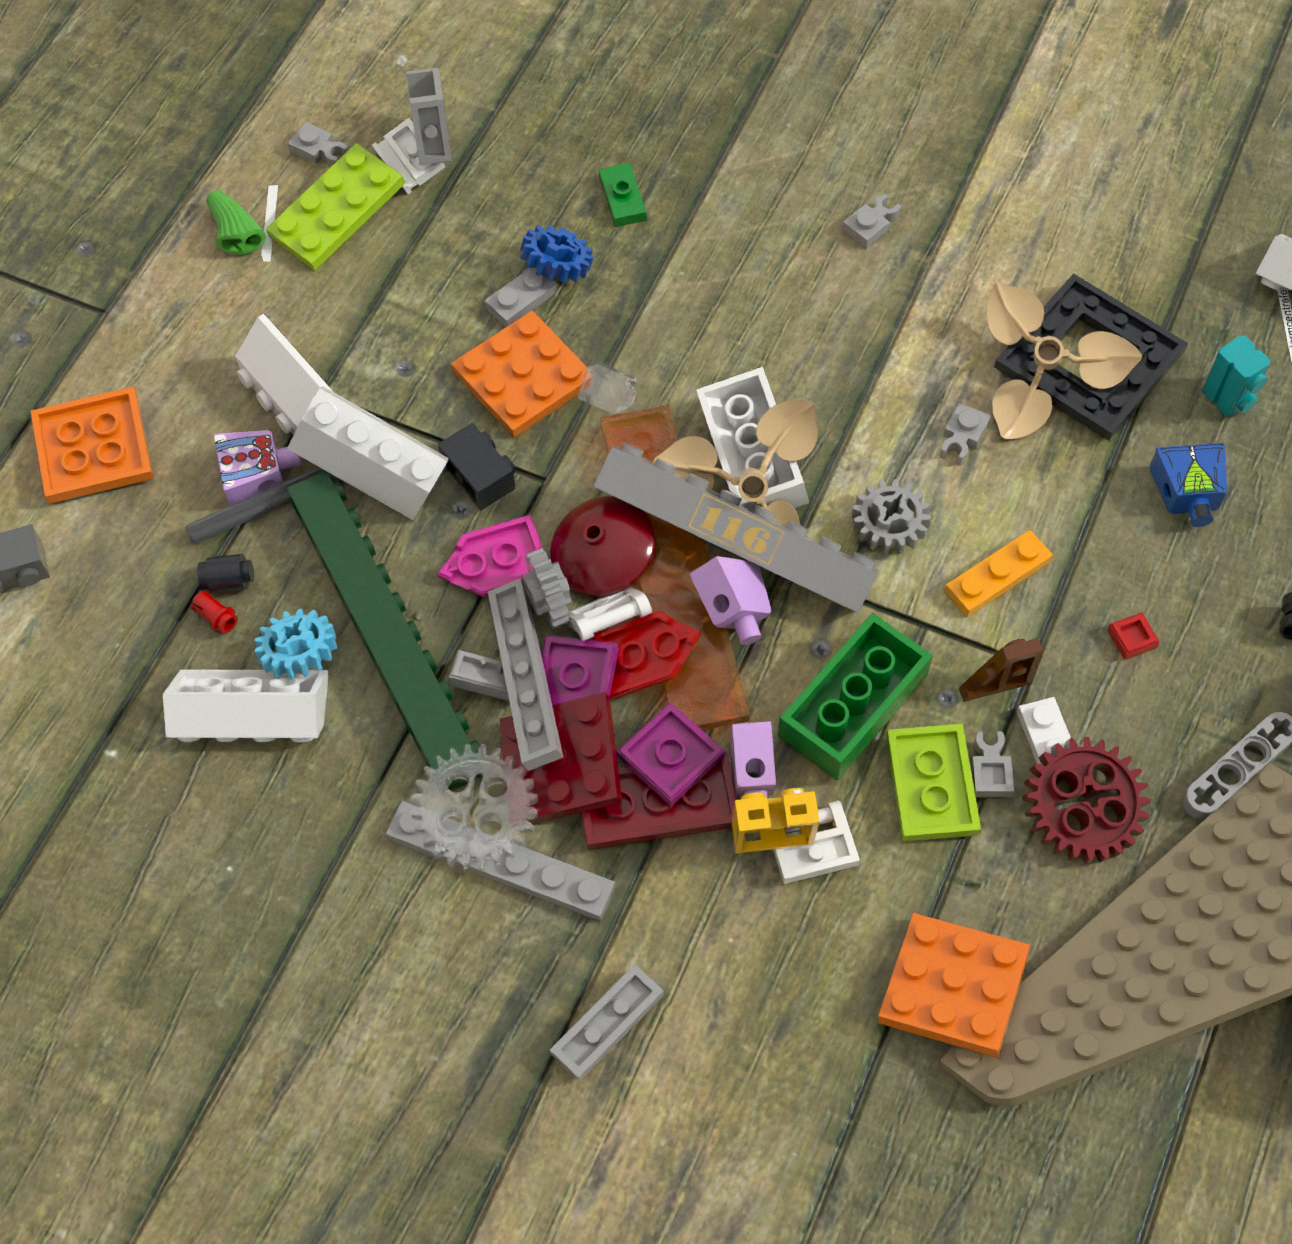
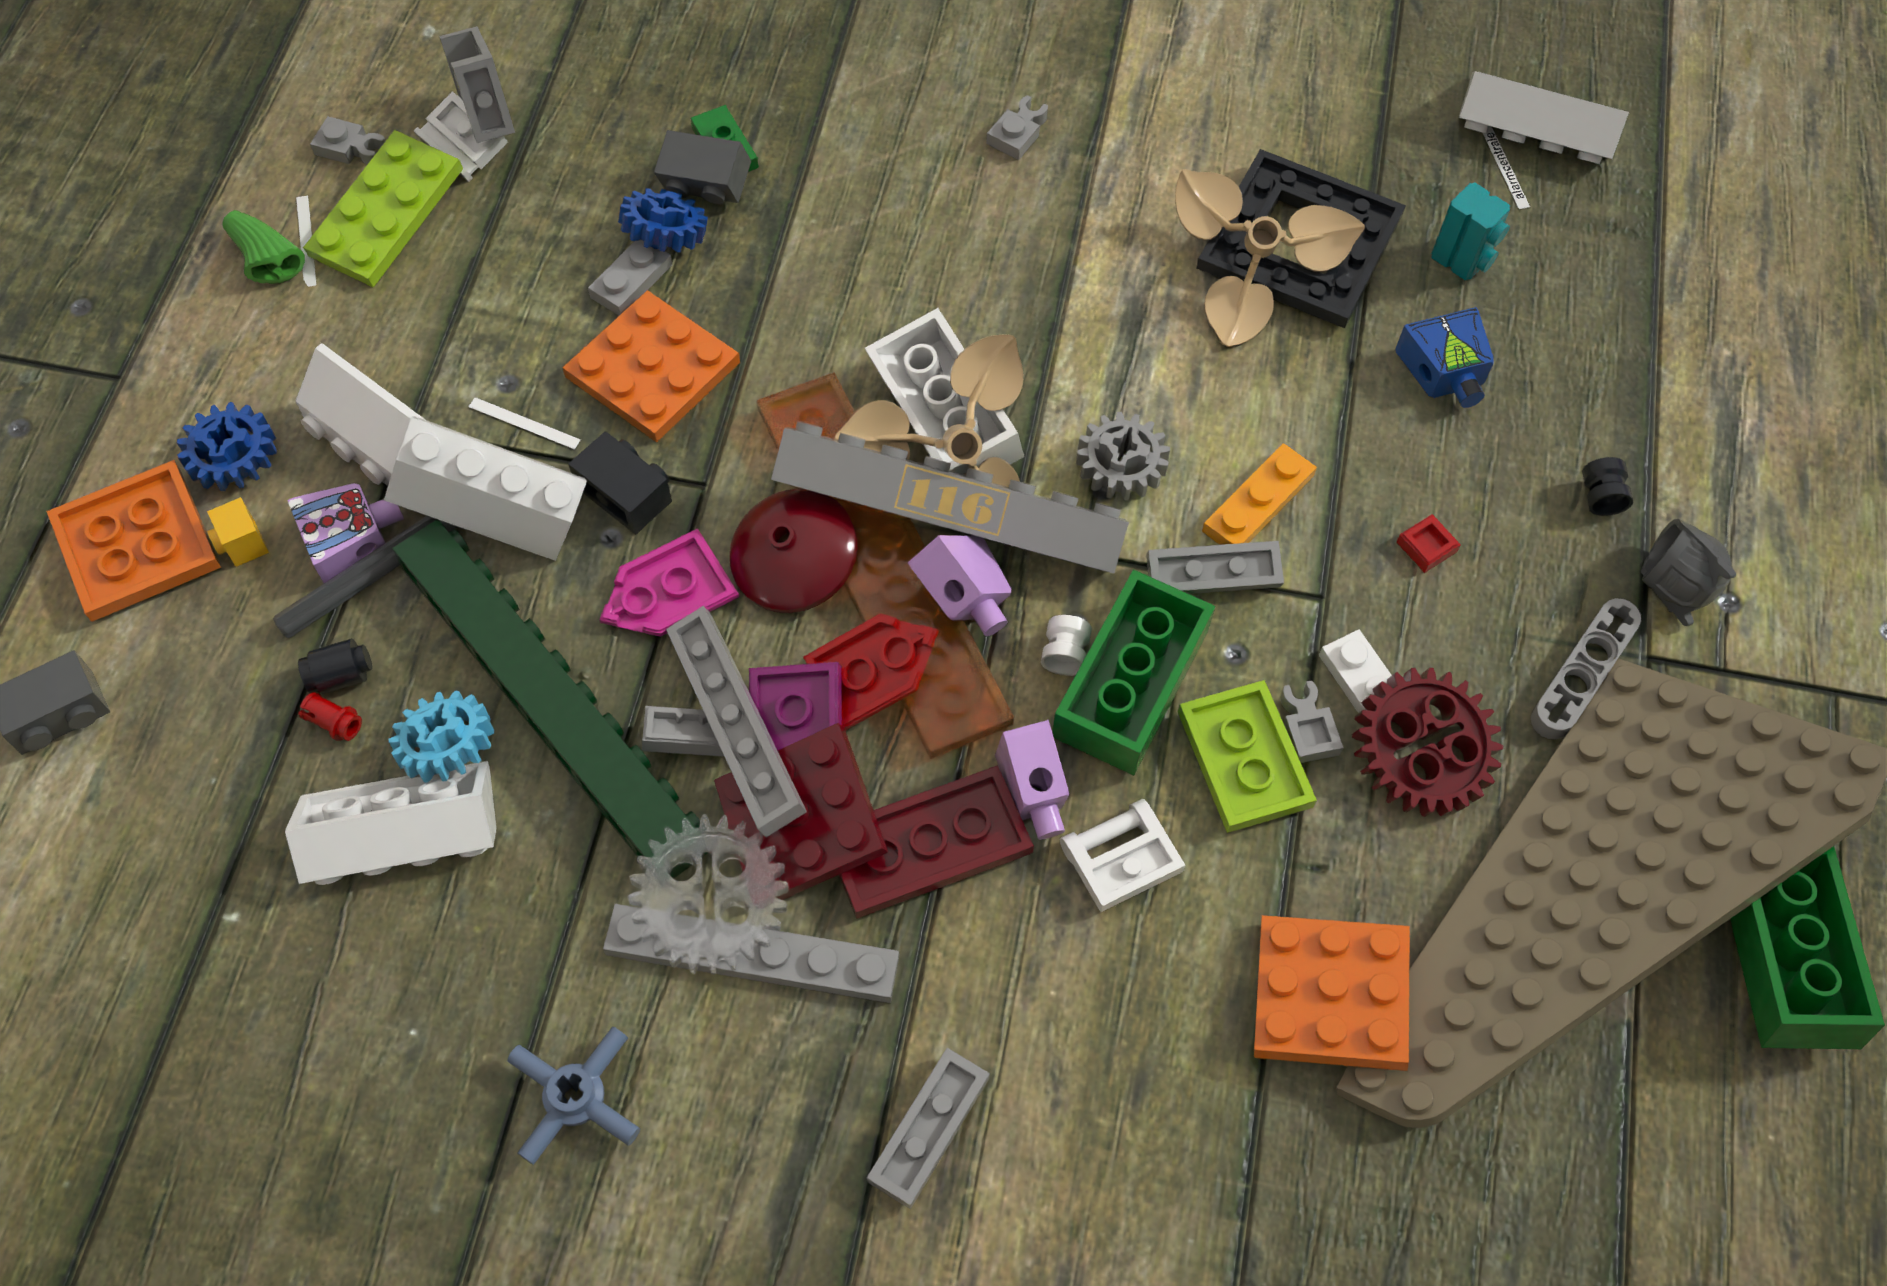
camera: 15 degrees left, 0 degrees up
(170, 453) = (236, 532): none -> yellow plate
(176, 382) = (226, 446): none -> blue gear
(346, 952) = (569, 1112): none -> sand blue bar
(411, 403) = (524, 423): none -> white sticker
(547, 588) = (739, 611): light grey gear -> none
(598, 214) = (702, 167): none -> dark grey brick
(608, 388) = (759, 364): clear brick -> none
(608, 612) = (818, 627): white plate -> none
(670, 753) = (932, 782): magenta tile -> none
(772, 817) = (1072, 834): yellow piece -> none
(807, 661) = (1066, 644): none -> white wheel
(947, 623) = (1218, 567): none -> light grey plate
(964, 430) = (1180, 345): light grey plate -> none
(1006, 670) = (1300, 608): reddish brown wing -> none

